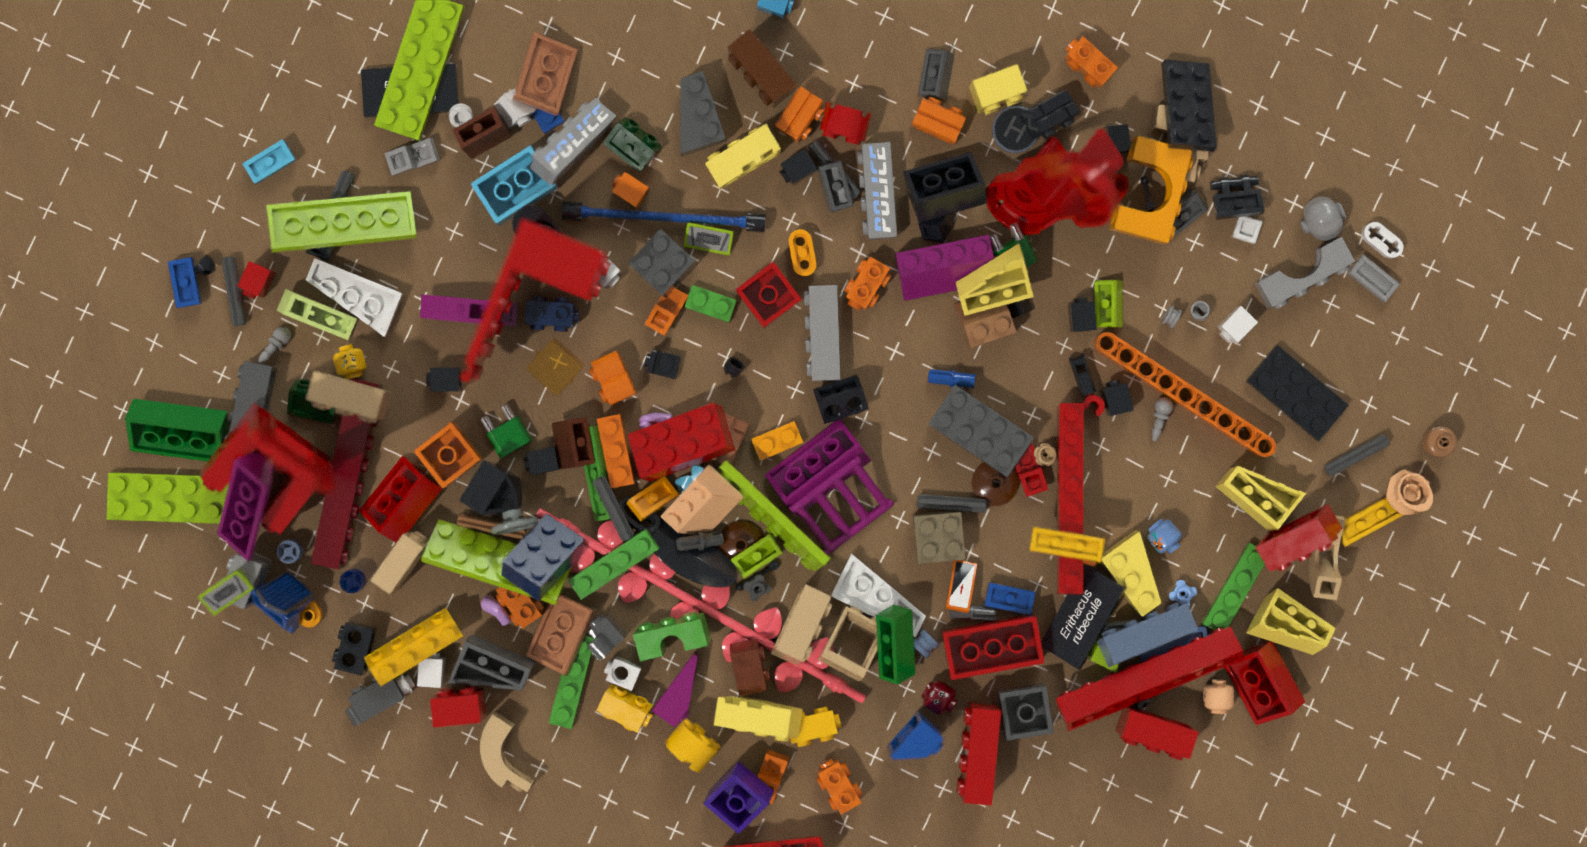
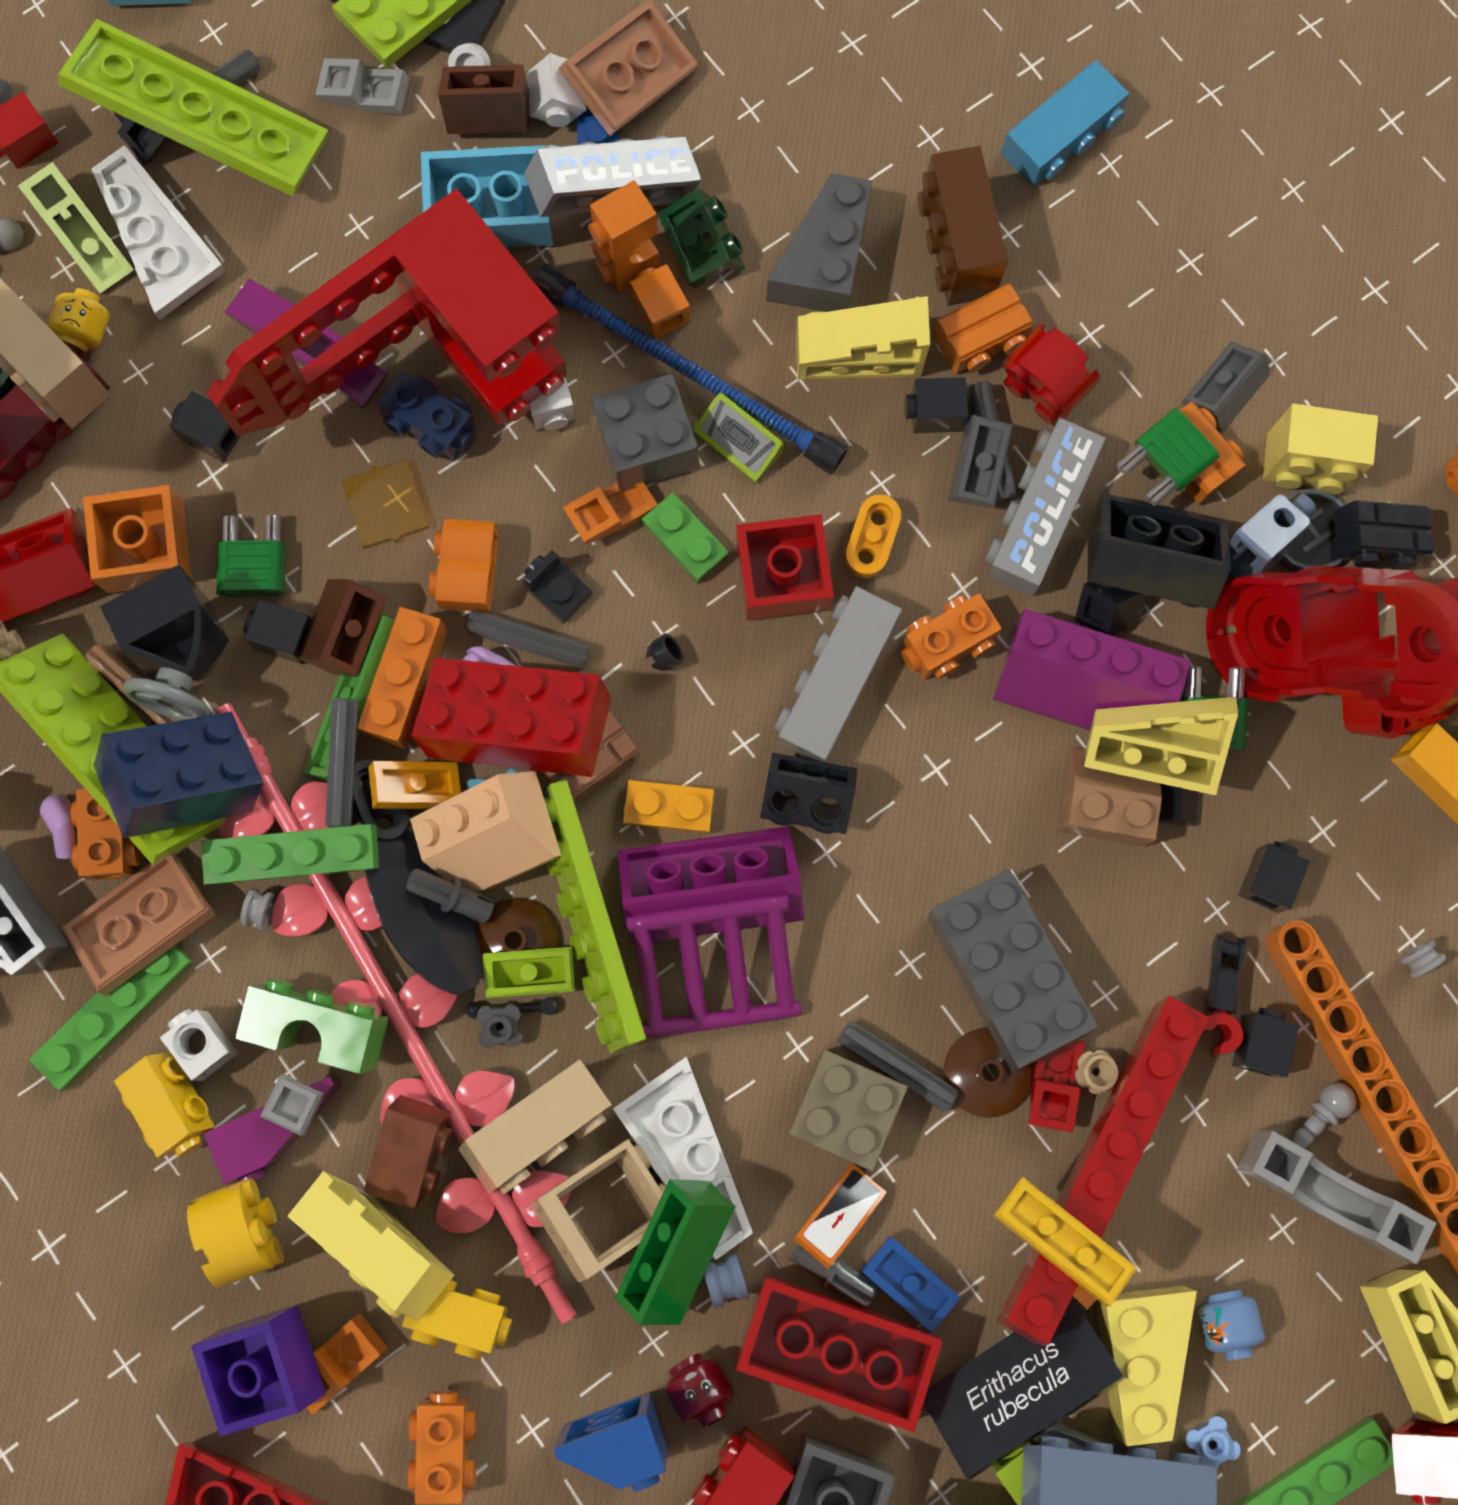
camera: 20 degrees right, 10 degrees down
(598, 174) = (622, 236): none -> orange arch
(606, 635) = (206, 962): dark grey hinge -> none
(612, 596) = (257, 909): none -> light grey bush
(663, 397) = (527, 638): none -> dark grey axle
(685, 676) = (292, 1105): none -> light grey tile
(928, 132) = (1174, 451): none -> green piece
(951, 378) = (1003, 858): blue axle -> none
(992, 158) = (1270, 535): none -> sand blue torso
(1108, 303) = (1327, 882): lime slope -> none
(1182, 452) = (1337, 1199): none -> light grey arch

